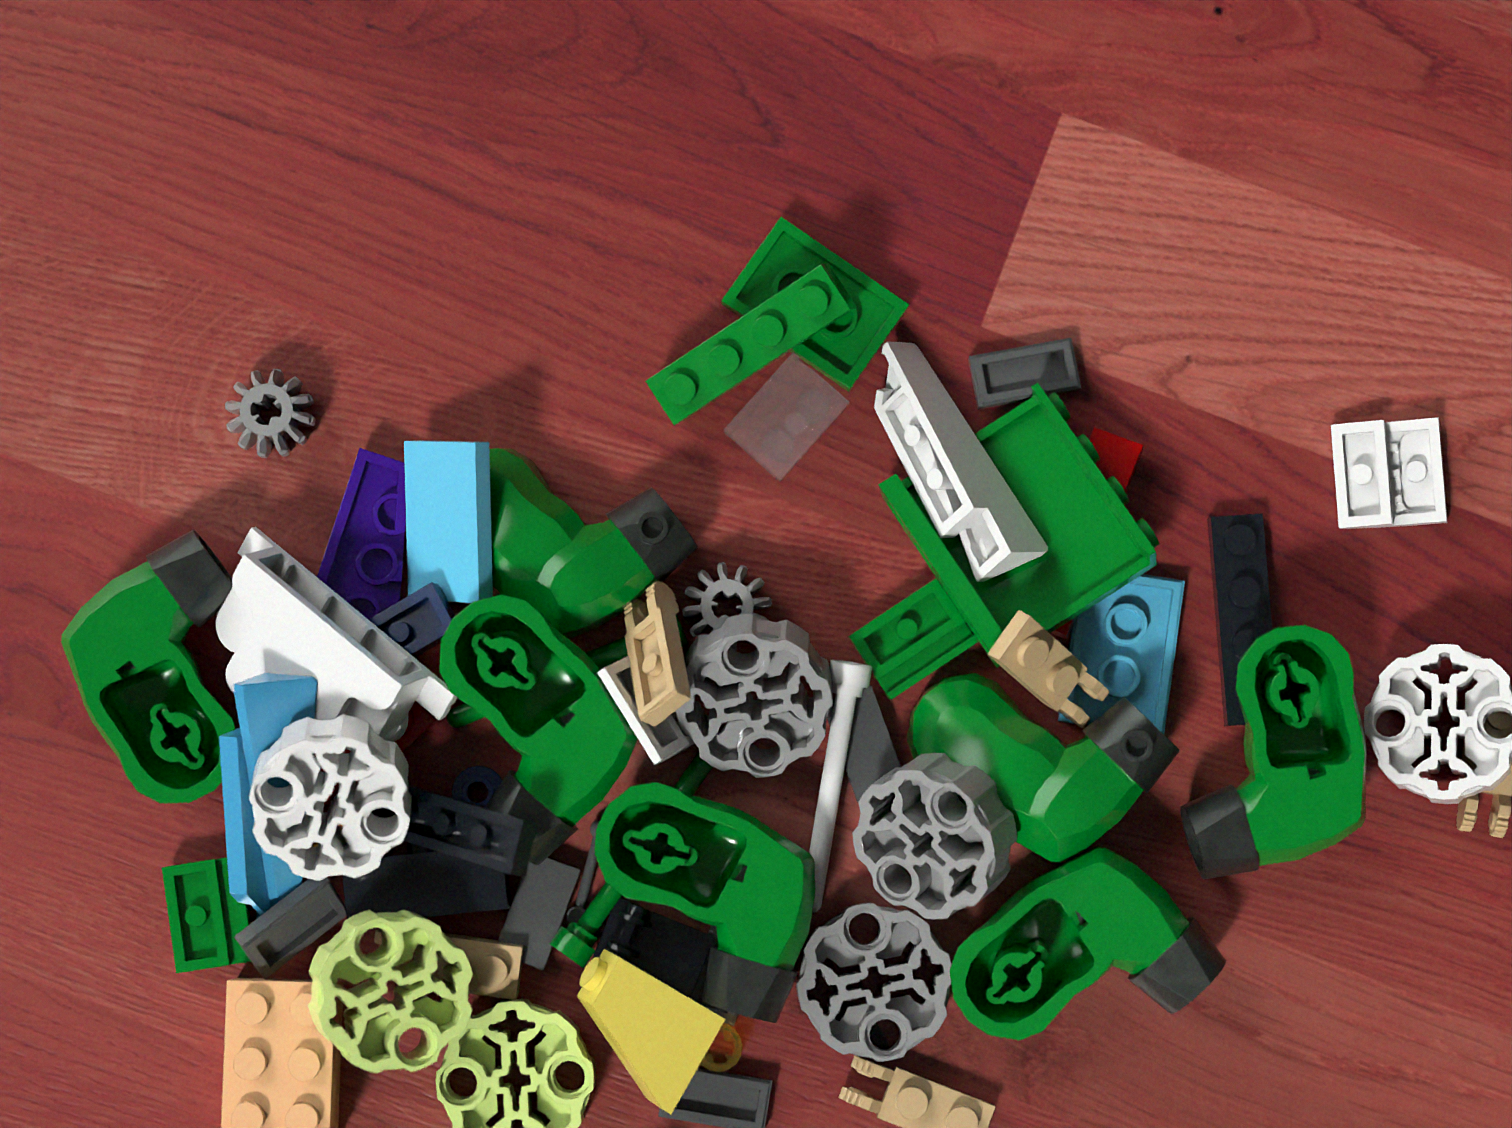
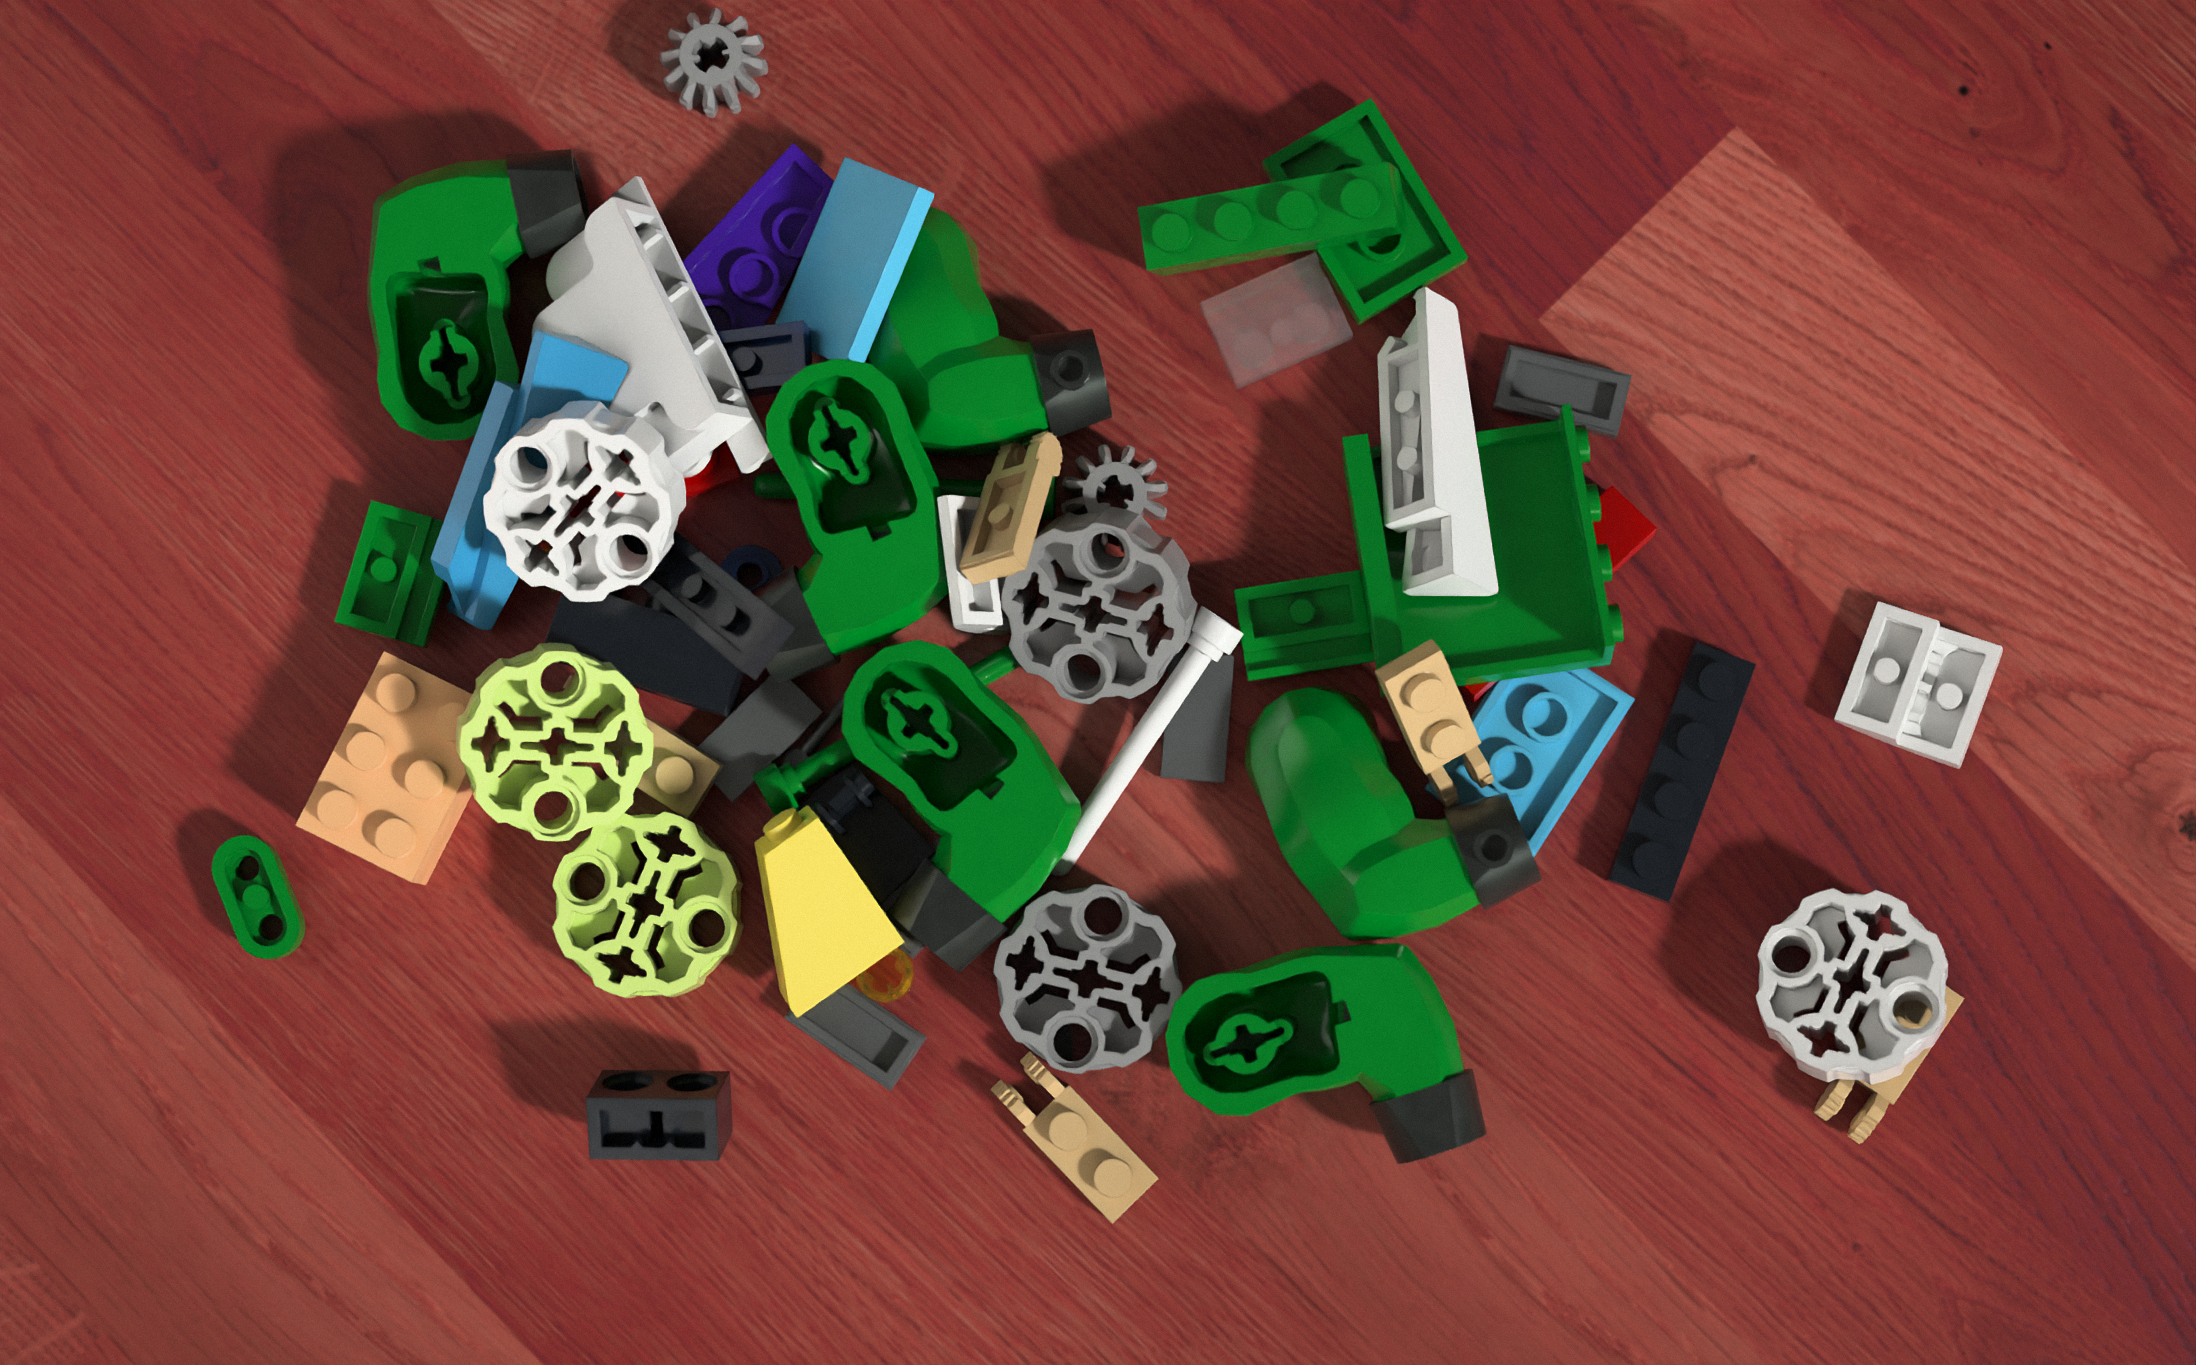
camera: 30 degrees right, 0 degrees up
(291, 925) = (481, 626): dark grey tile -> none
(921, 825) = (1218, 833): light grey connector -> none
(1301, 758) = (1674, 942): green piece -> none

